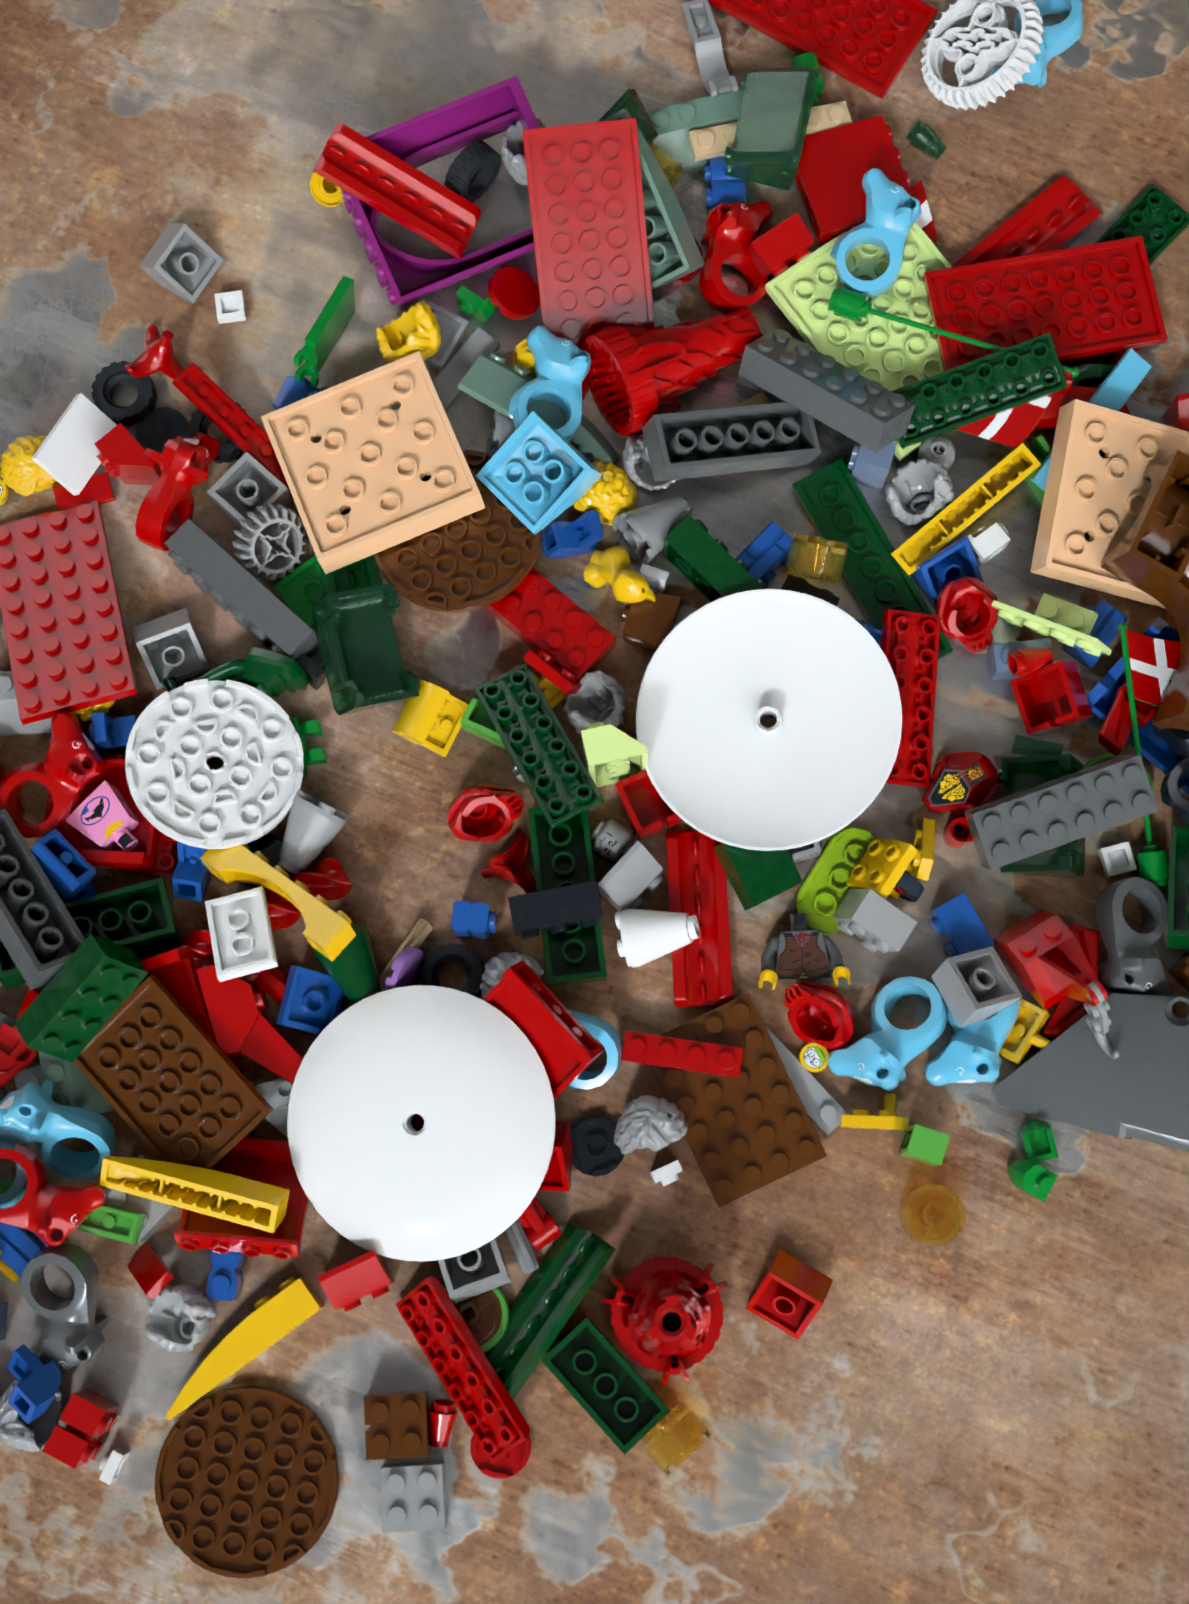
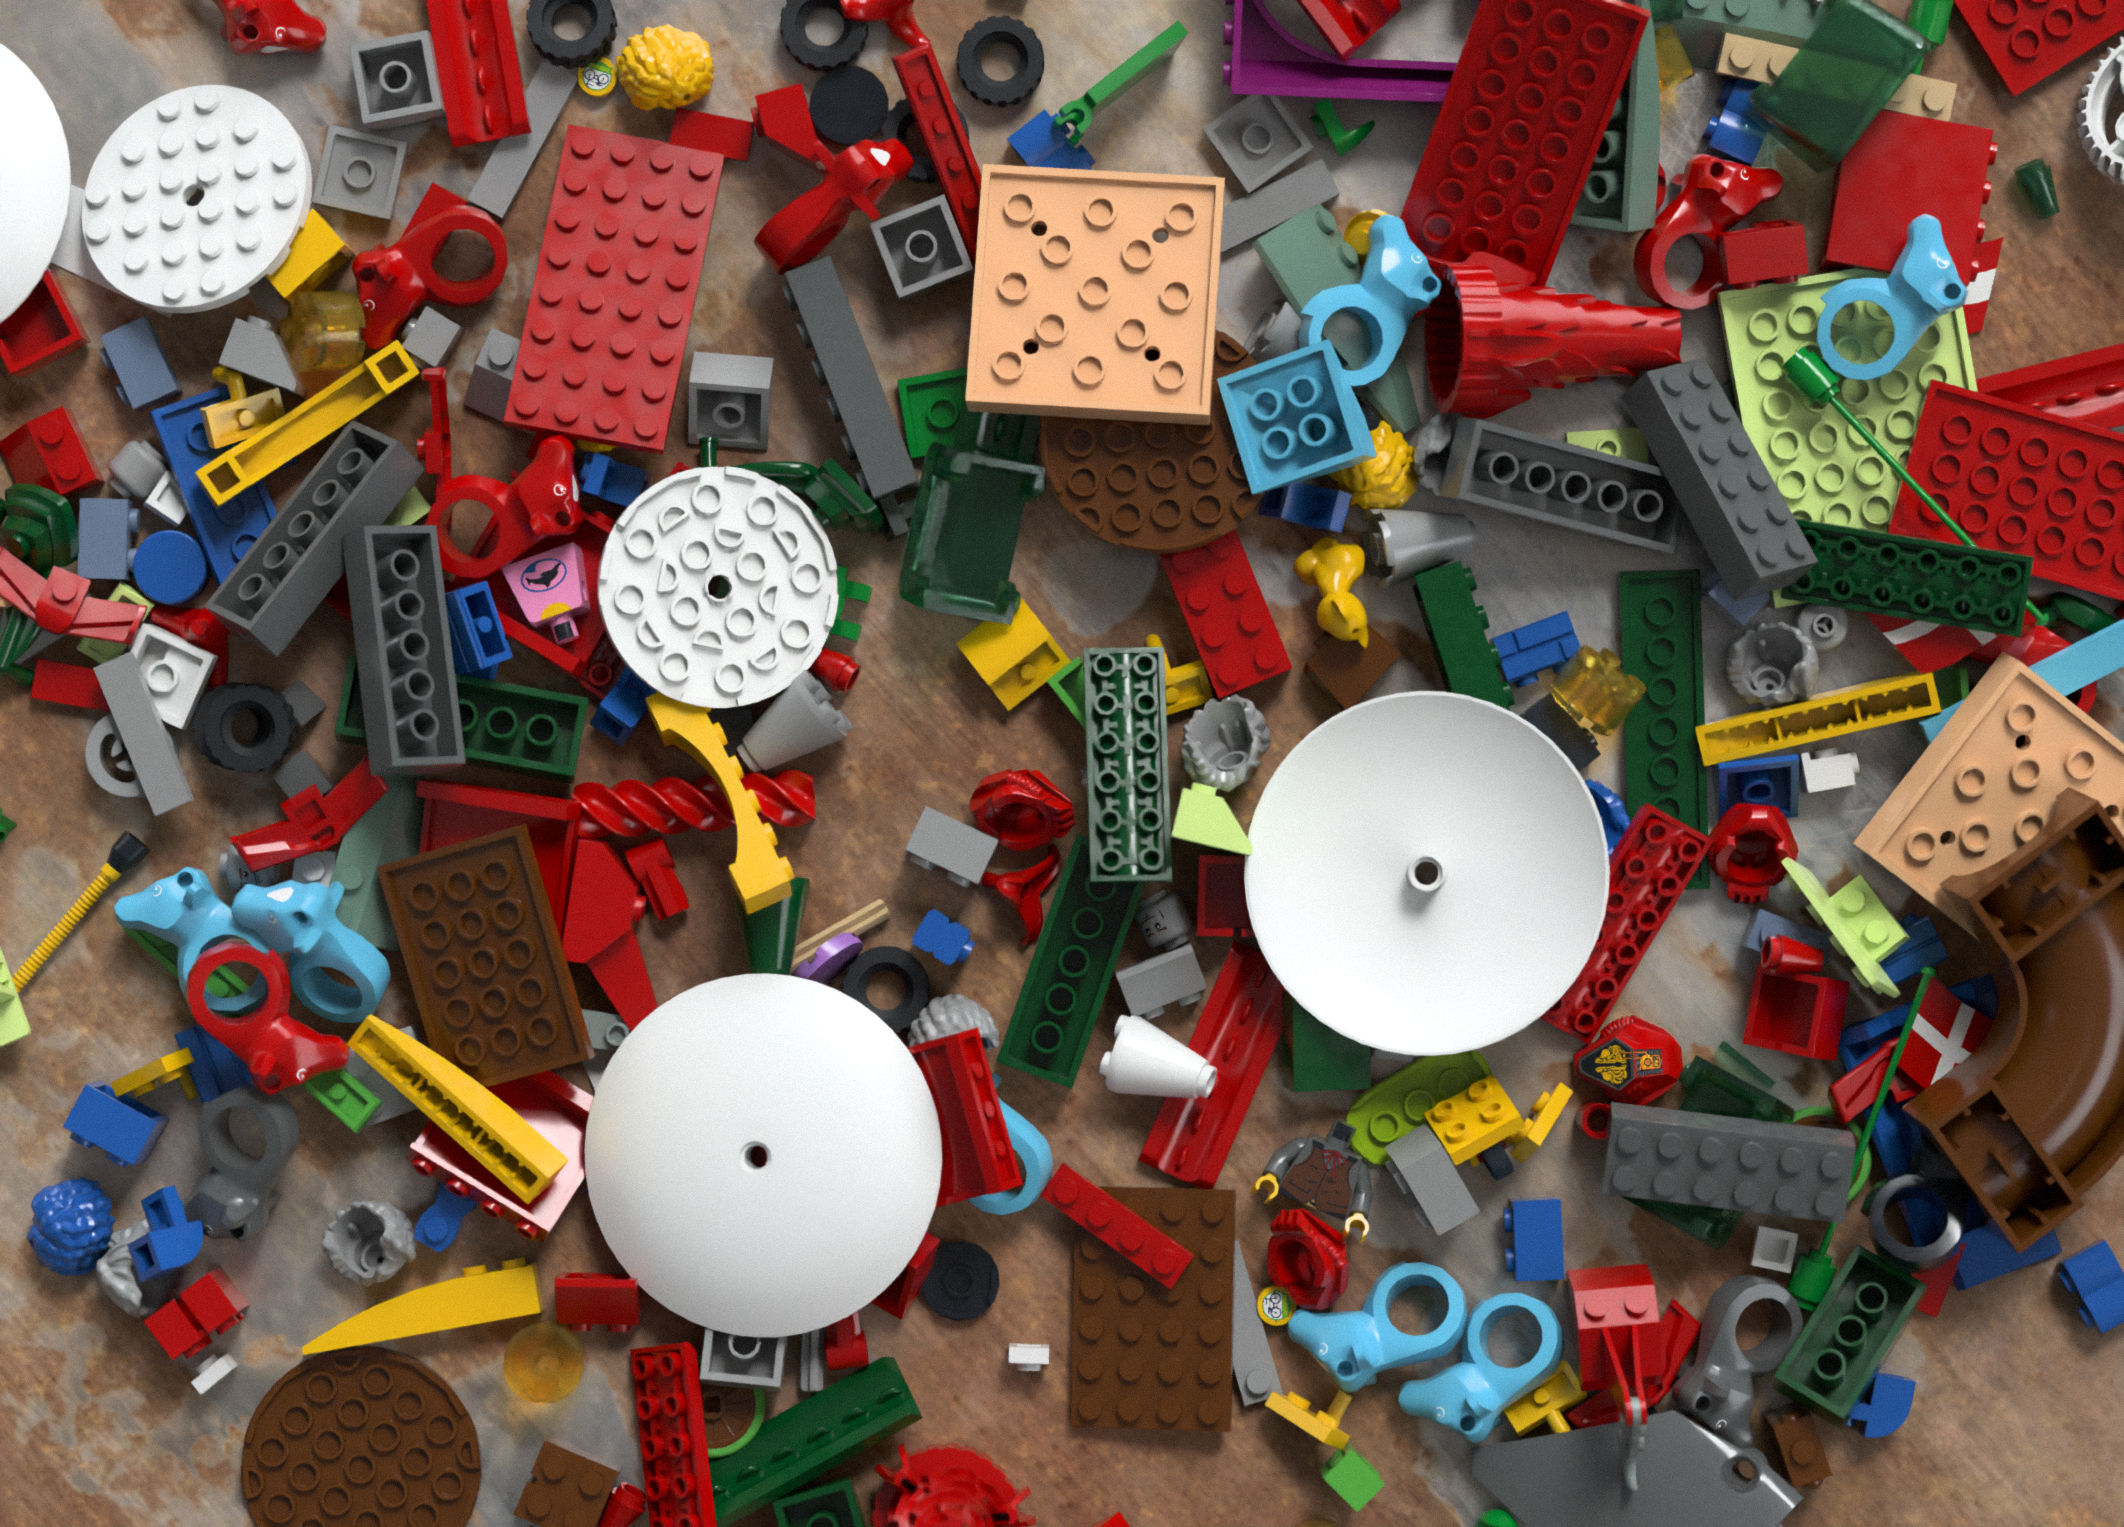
camera: 20 degrees right, 10 degrees up
(69, 448) = (730, 72): white tile -> none
(80, 998) = (426, 813): dark green brick -> none
(150, 1271) = (358, 1169): red tile -> none
(241, 934) = (653, 821): white tile -> none
(242, 342) = (1011, 32): none -> black tyre
(279, 526) = (918, 328): light grey gear -> none
(309, 1000) = (697, 938): blue plate -> none
(320, 784) = (836, 670): none -> red cone
(323, 1347) = (545, 1385): none -> clear yellow brick
(410, 333) = (1224, 140): yellow hair -> none
(449, 858) = (952, 846): none -> light grey brick
(514, 293) = (1390, 138): red tile -> none
(555, 909) = (1049, 980): black brick -> none
(560, 676) = (1199, 688): red plate -> none
(649, 1124) = (1035, 1291): light grey hair -> none
(656, 577) = (1380, 610): white plate -> none
(975, 985) = (1511, 1321): light grey slope -> none

